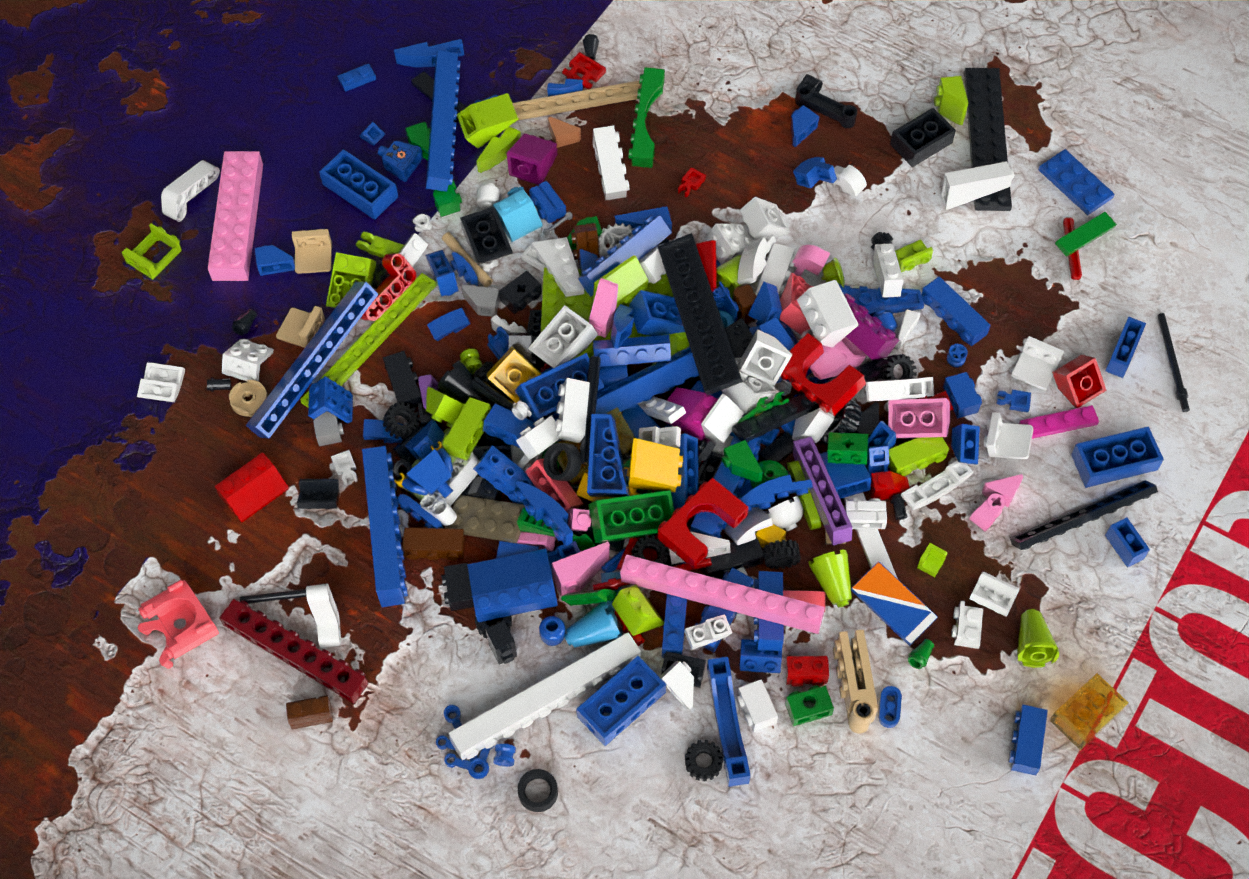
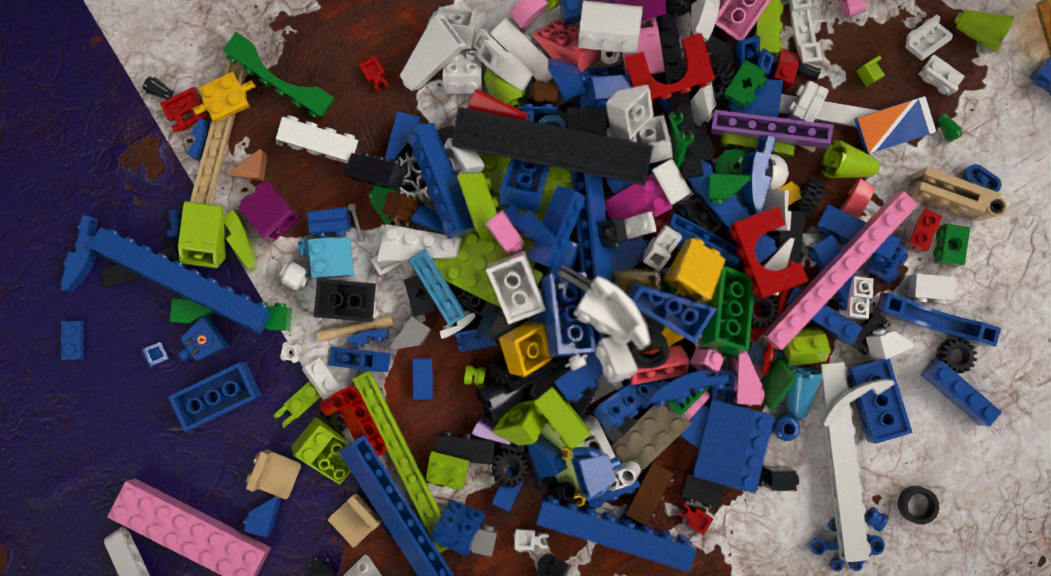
camera: 65 degrees left, 25 degrees up
(376, 373) = (447, 470): none -> lime plate
(428, 596) = (697, 519): none -> red plate
(532, 292) = (437, 287): none -> dark azure tile
(588, 653) = (833, 413): none -> white slope
(592, 395) = (626, 307): none -> white slope
(606, 208) = (375, 171): none -> black brick
(608, 88) = (224, 97): none -> yellow plate
(652, 394) = (612, 232): none -> black window
(668, 778) = (961, 393): none -> blue brick
(729, 206) = (432, 53): none -> white slope

